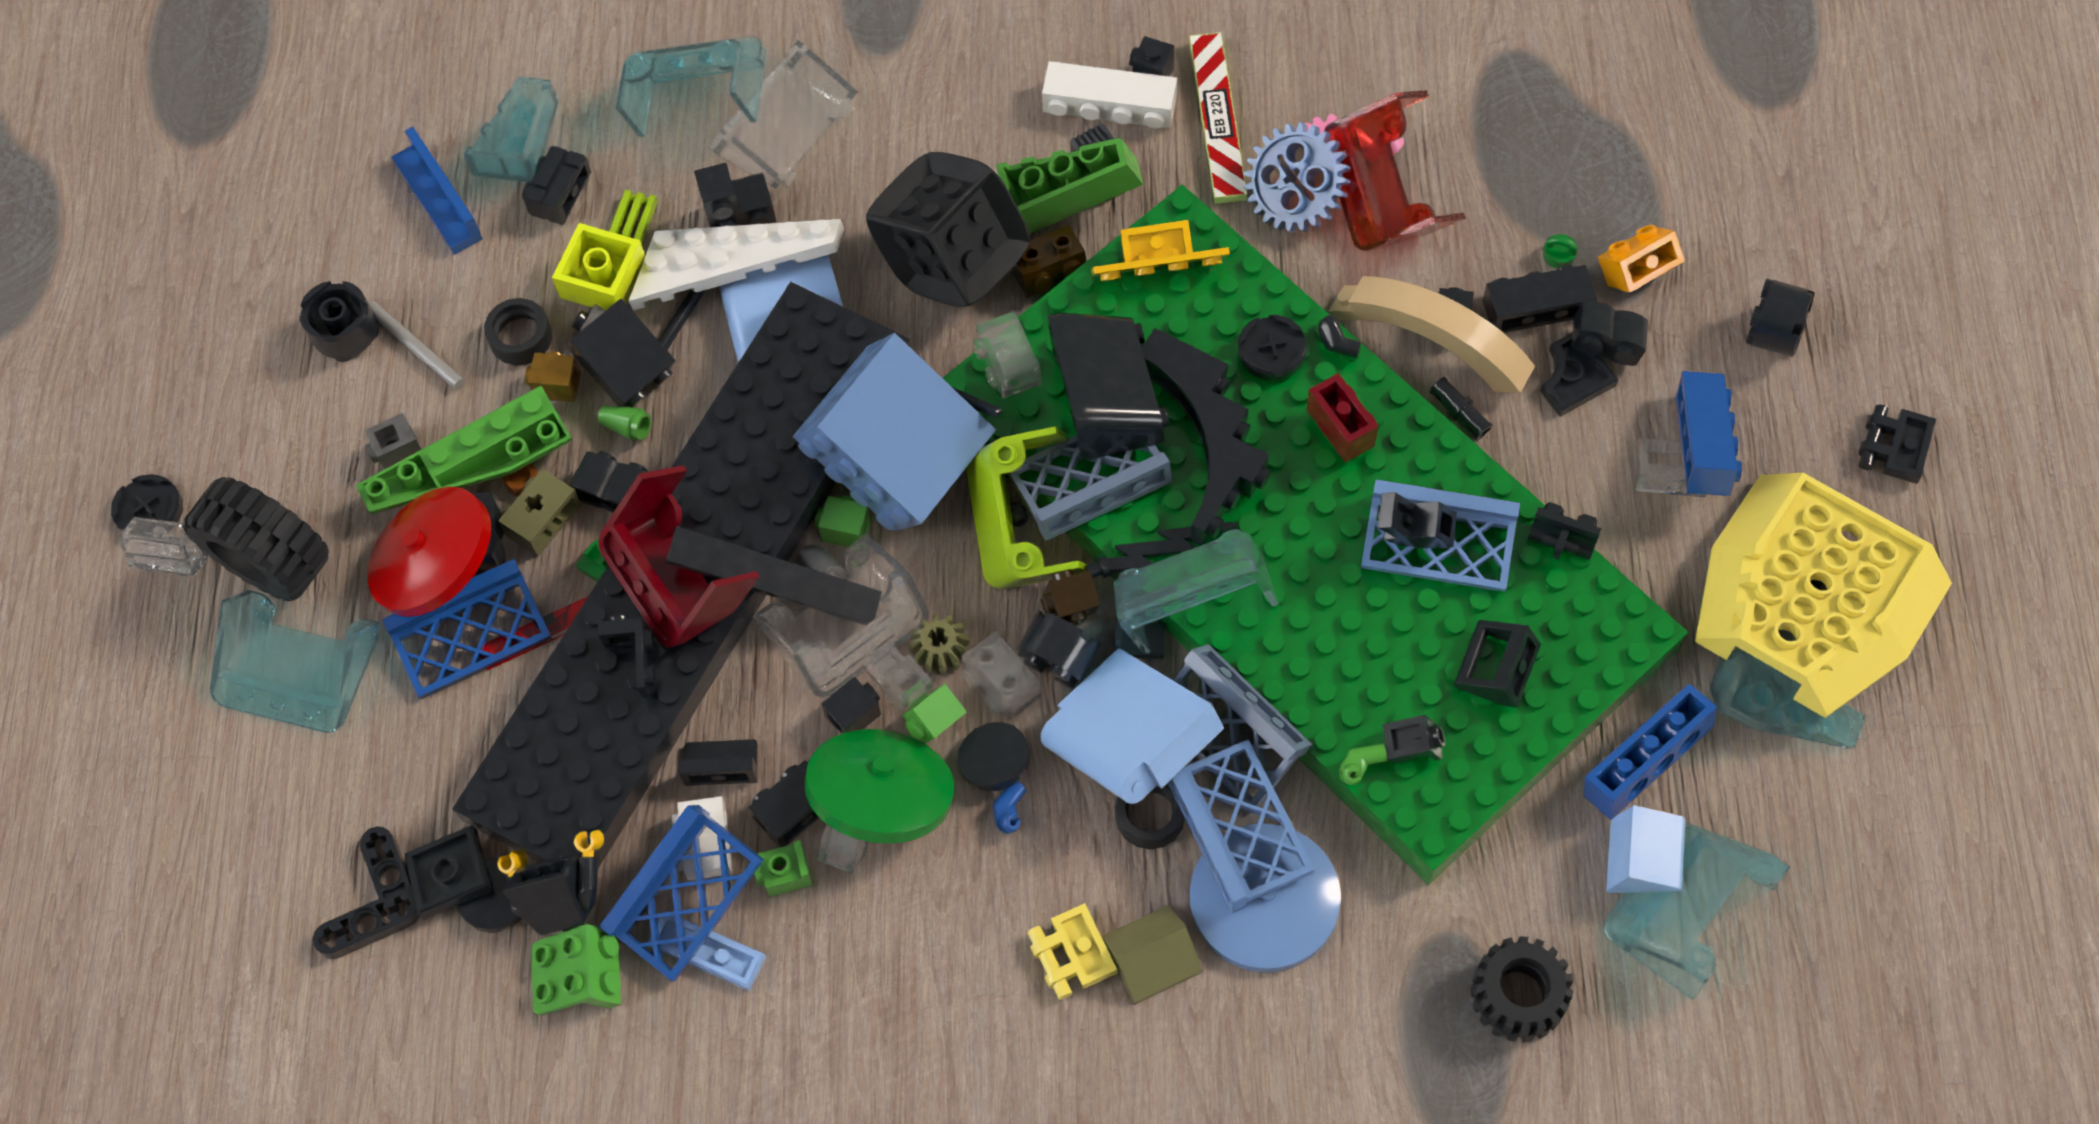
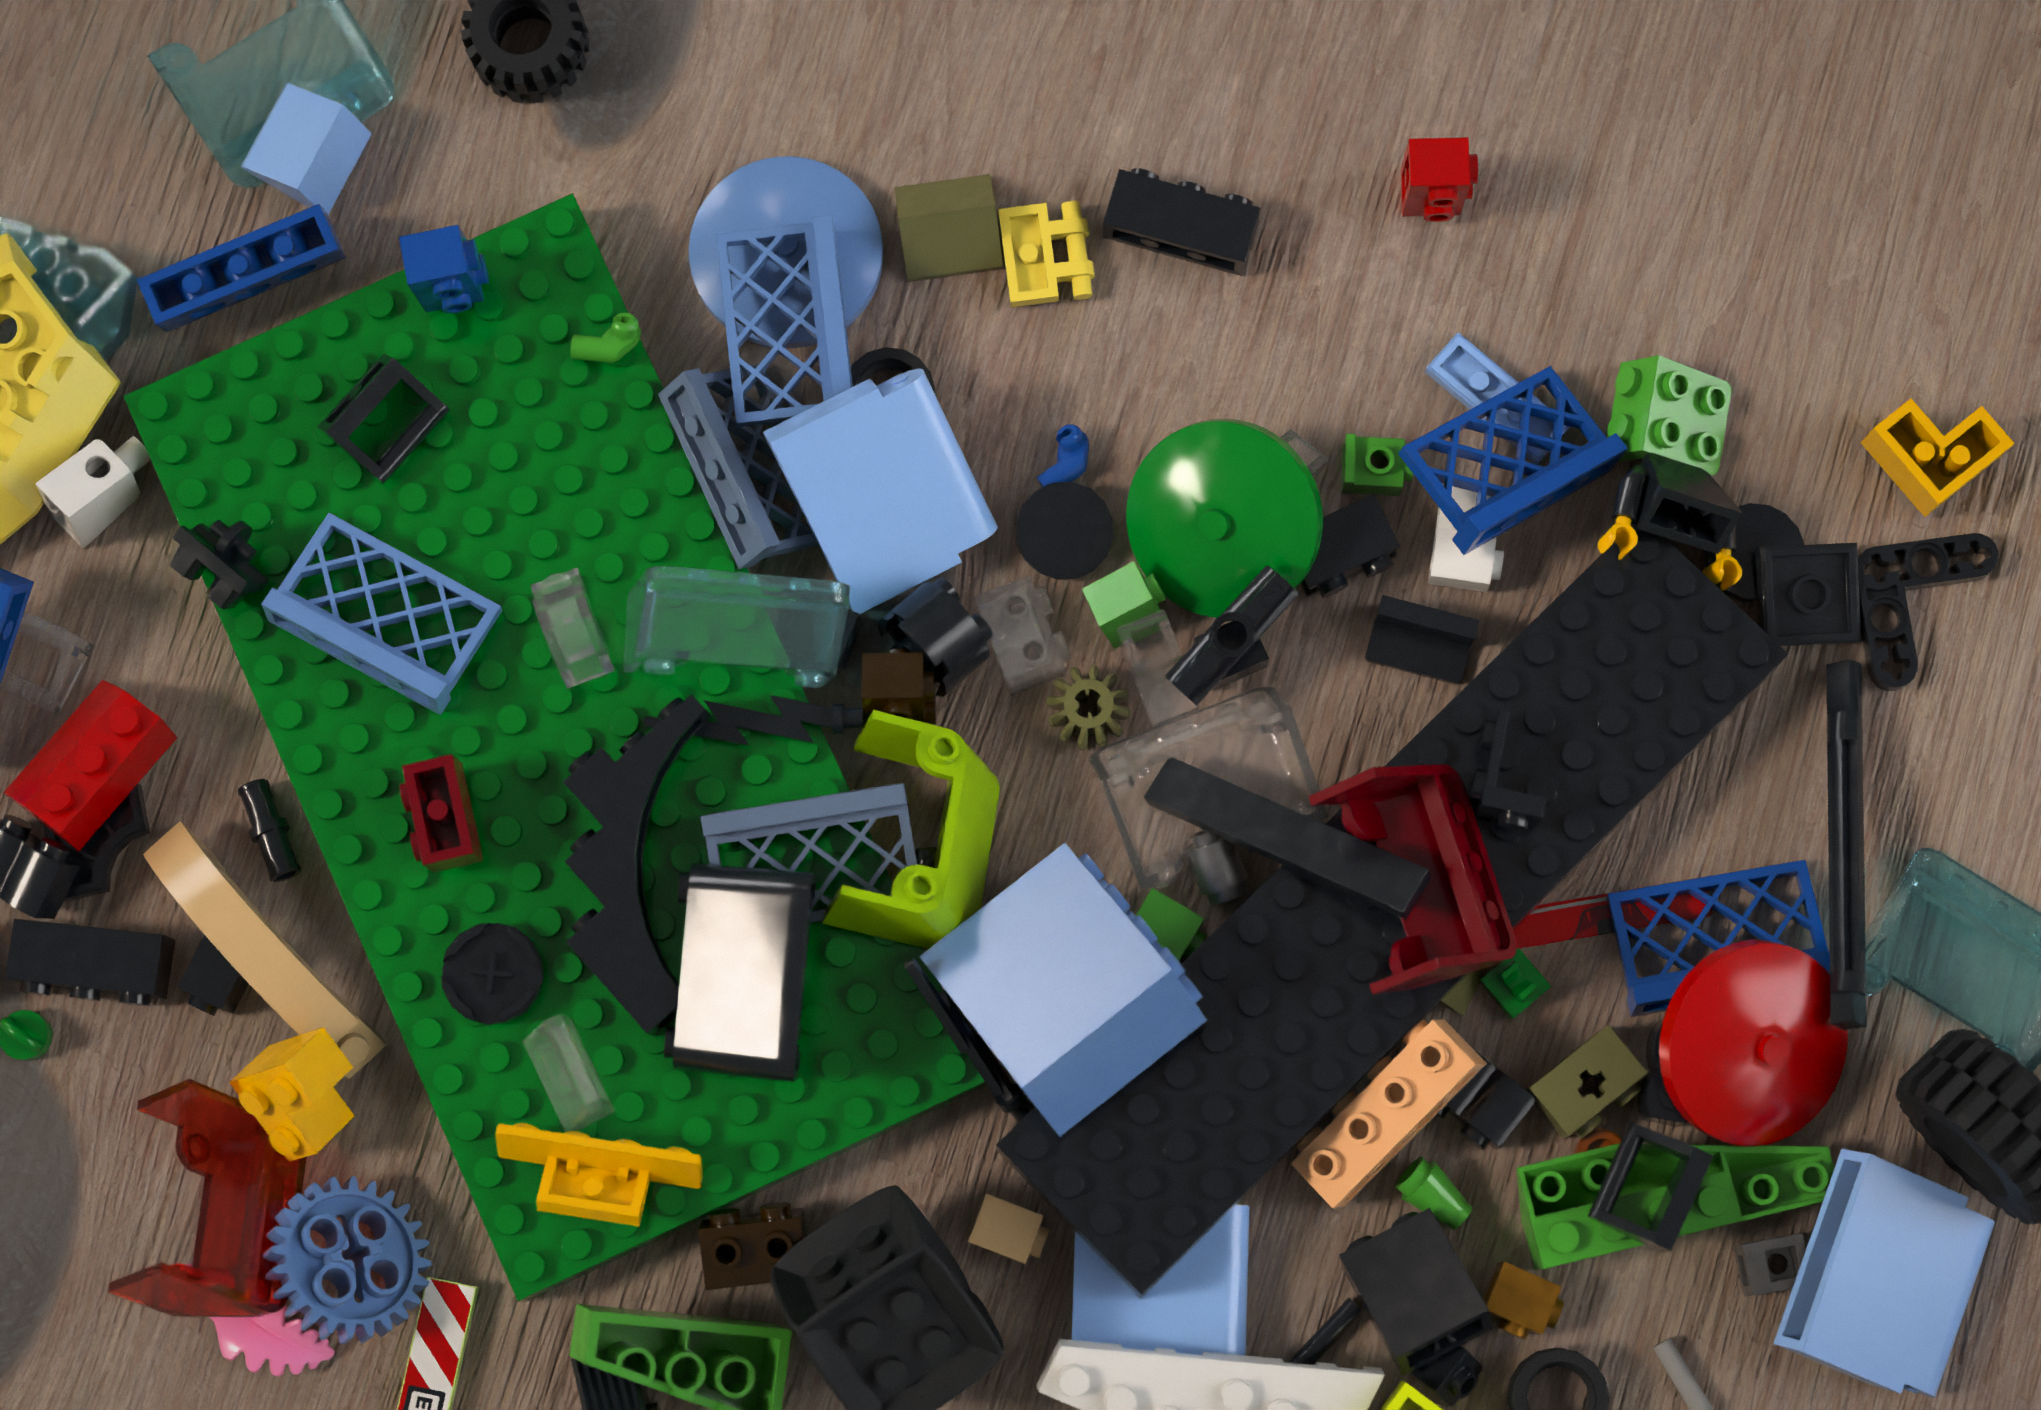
camera: 160 degrees left, 15 degrees up
(321, 444) = (1885, 1276): none -> light blue piece
(361, 990) = (1931, 464): none -> yellow brick
(390, 703) = (1846, 845): none -> black piece
(461, 437) = (1677, 1197): none -> black tile
(661, 439) = (1387, 1112): none -> light nougat brick
(789, 1086) = (1437, 177): none -> red brick
(839, 714) = (1256, 611): none -> black piece
(895, 314) = (1009, 1230): none -> tan brick
(976, 1004) = (1181, 221): none -> black brick
(1007, 354) = (866, 1067): clear brick -> none
(1195, 301) = (567, 1073): none -> clear tile
(1307, 554) = (571, 628): none -> clear brick
(1334, 339) = (402, 955): black arm -> none
(1370, 249) = (295, 1094): none -> yellow brick
(1413, 739) = (531, 345): black bracket -> none
(1416, 523) = (407, 616): black brick -> none
(1496, 761) = (444, 269): none -> blue brick
(1598, 406) = (91, 764): none -> red slope
(1682, 566) = (93, 487): none -> white torso

